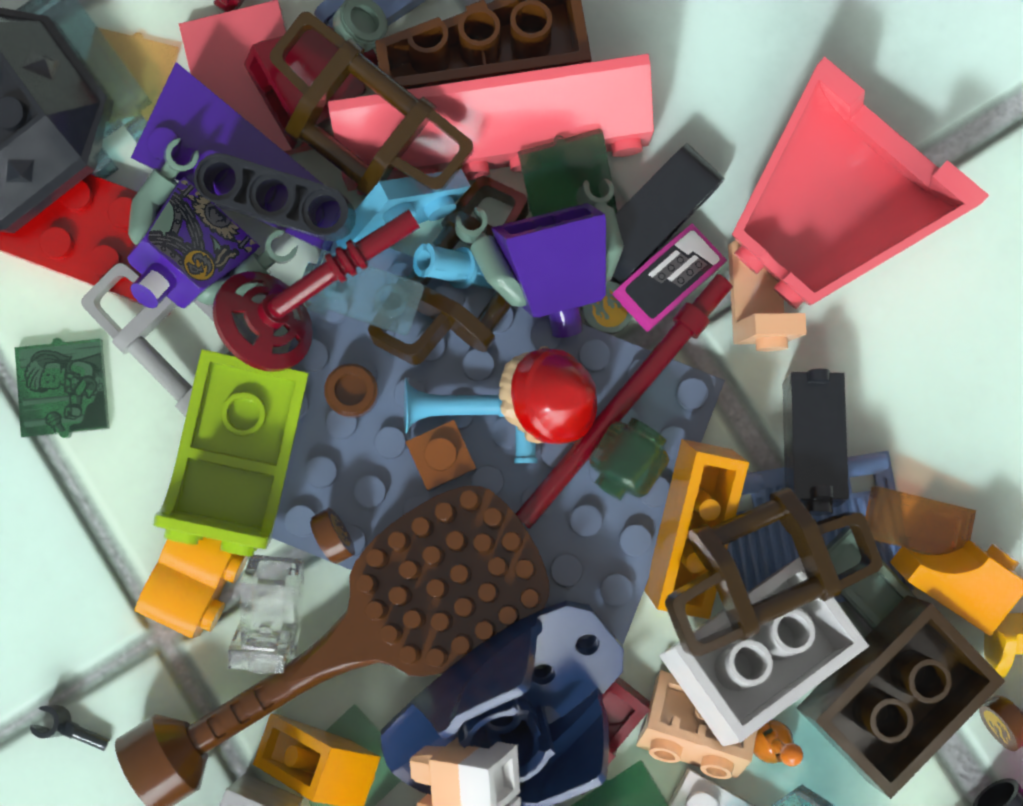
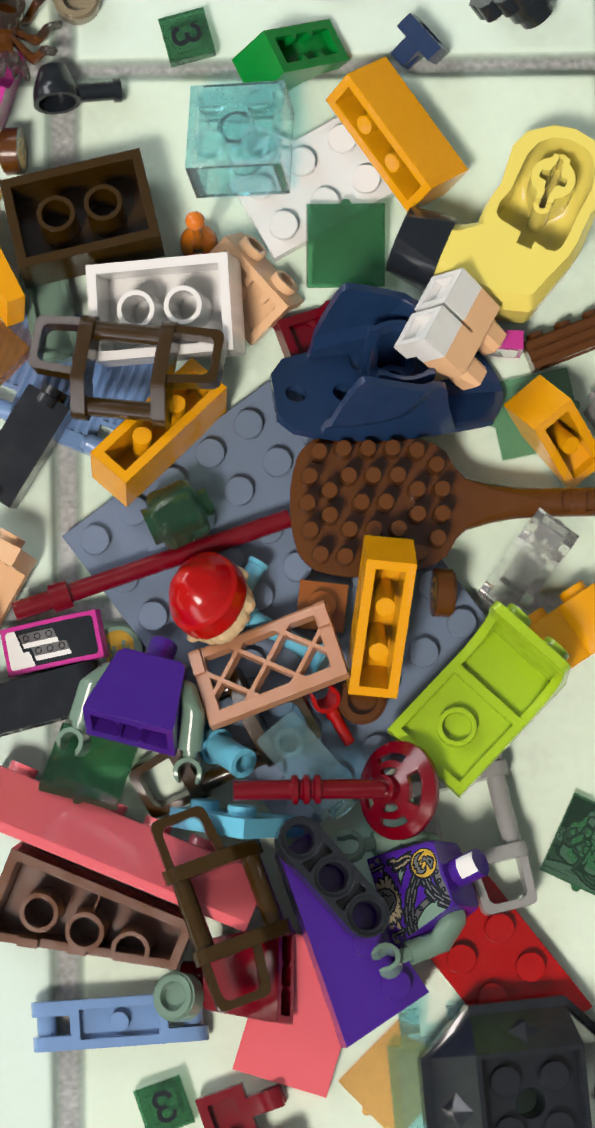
camera: 145 degrees left, 0 degrees up
(373, 472) = (381, 616): none -> light orange brick
(378, 365) = (329, 706): none -> red hand
(414, 355) = (299, 684): none -> nougat window

